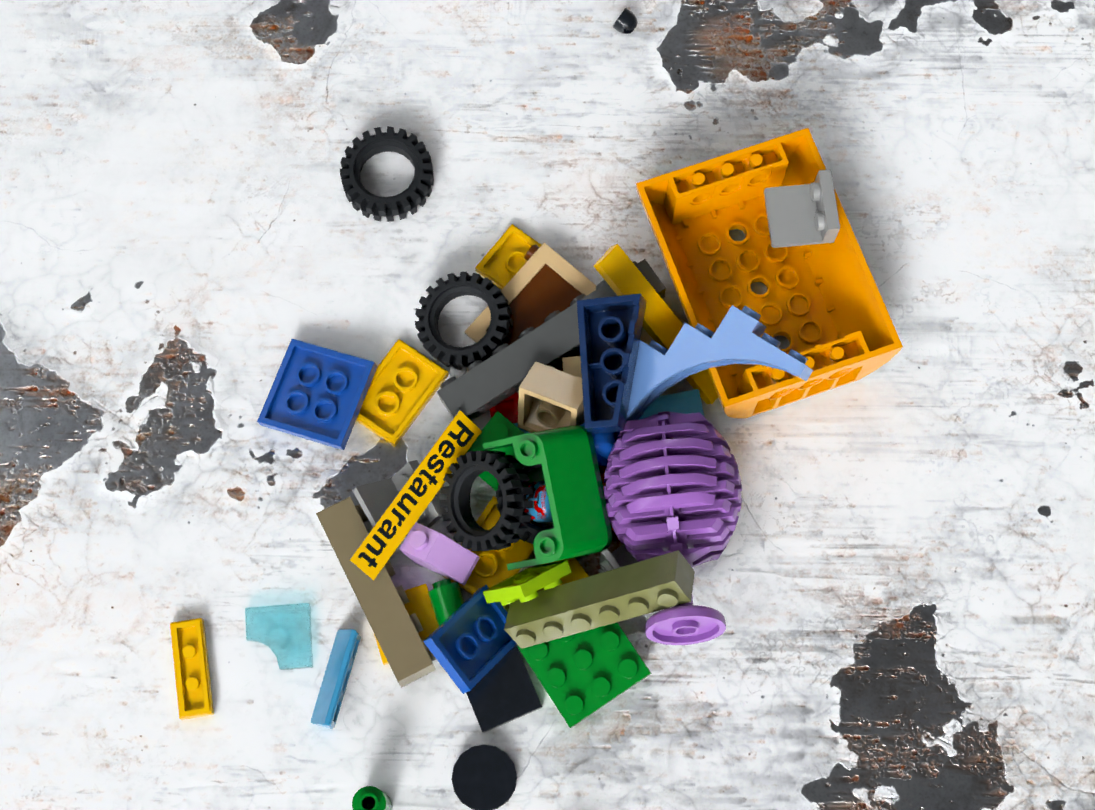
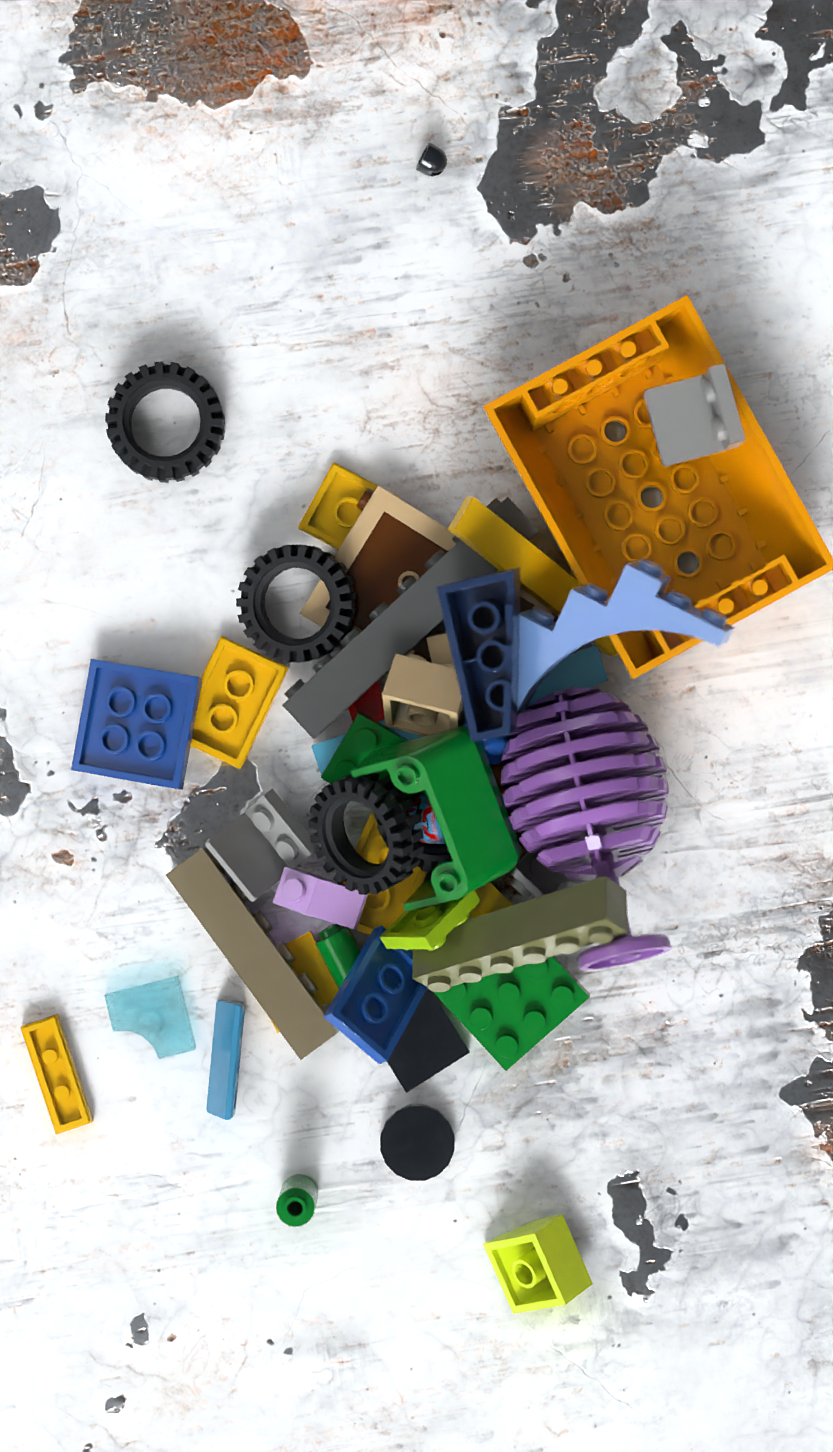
camera: 10 degrees left, 15 degrees up
(415, 496) = (281, 837): yellow sticker -> none

